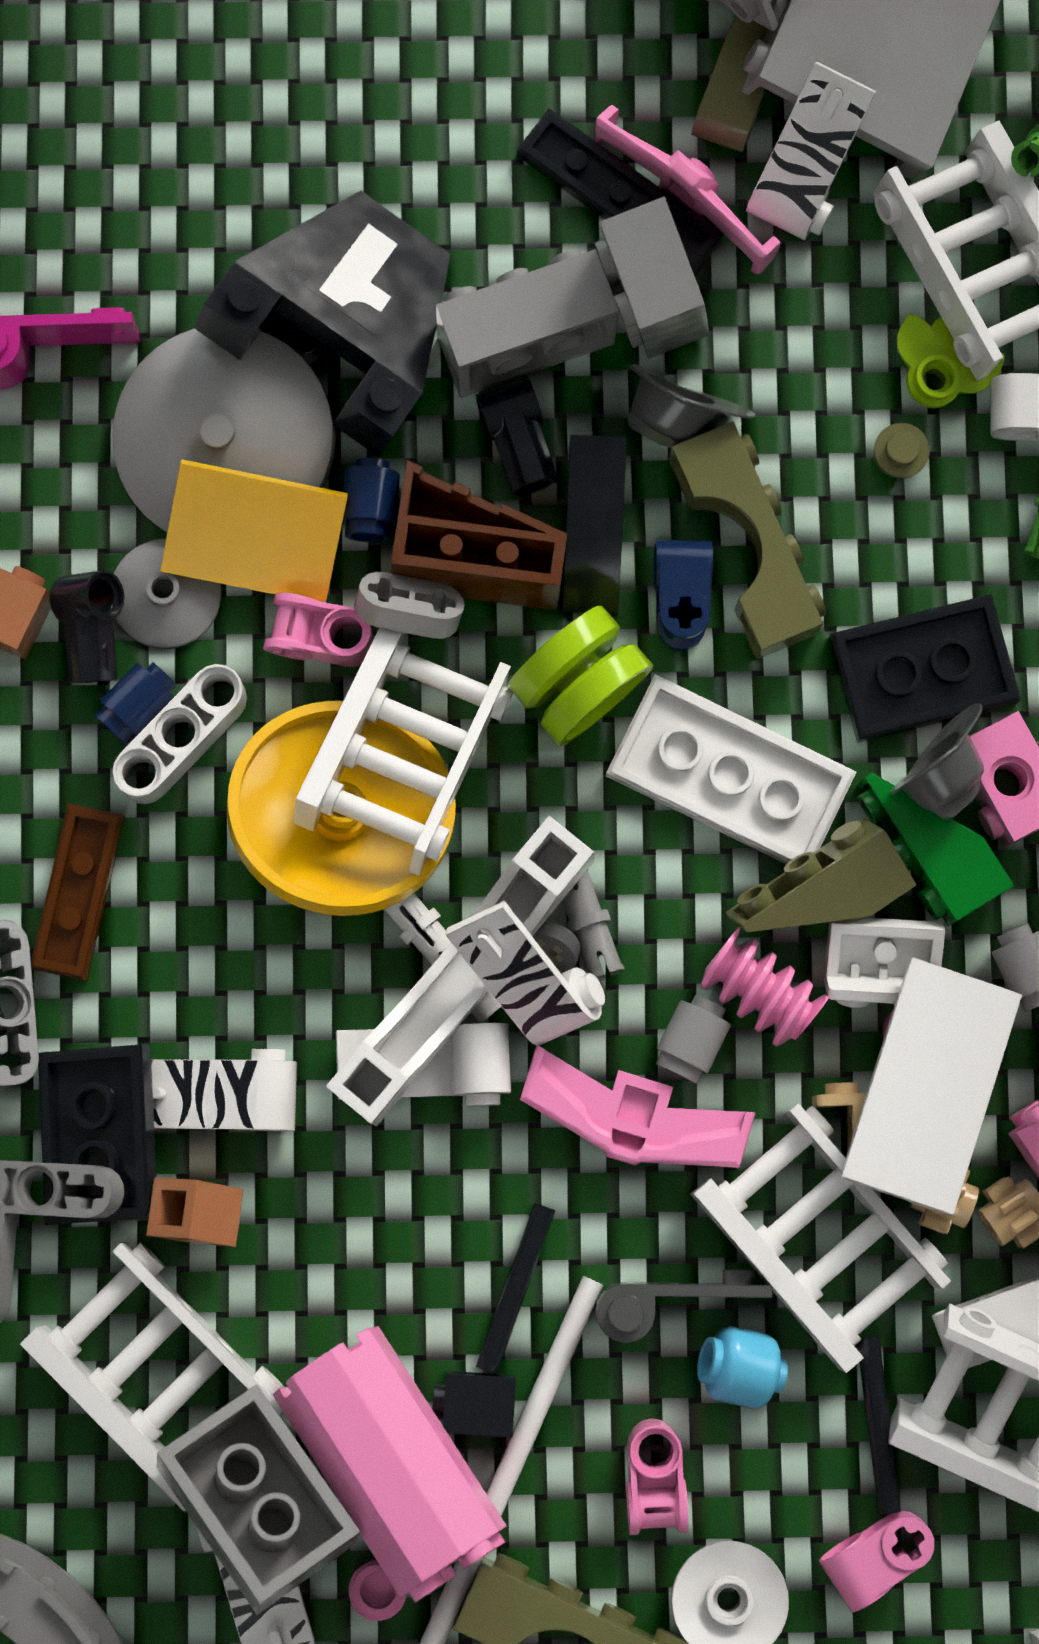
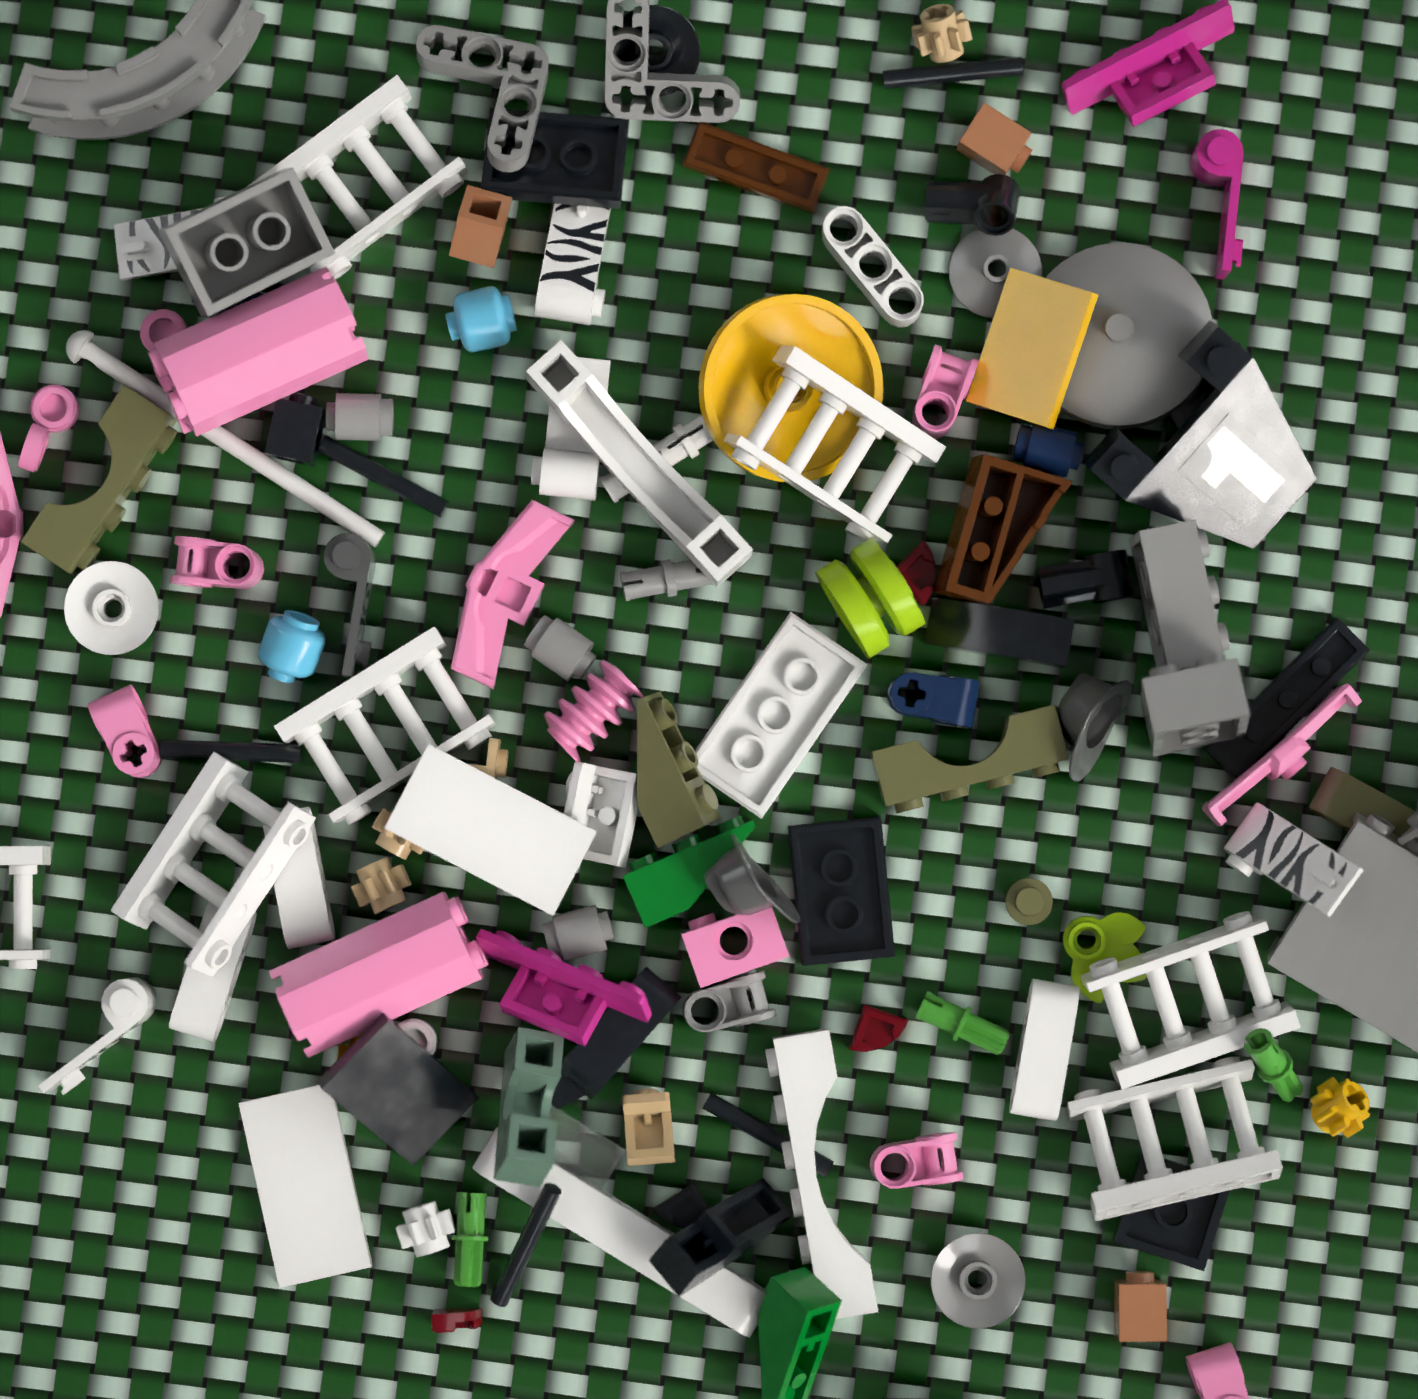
camera: 105 degrees right, 5 degrees up
(135, 701) = (904, 234): dark blue brick -> none
(308, 1194) = (481, 319): none -> medium azure head
(409, 605) = (950, 466): light grey beam -> none
(448, 1326) = (360, 416): none -> light grey brick
(524, 978) = (625, 512): white door -> none
(533, 629) = (919, 572): none -> dark red tile
(559, 945) = (649, 544): dark grey tile -> none

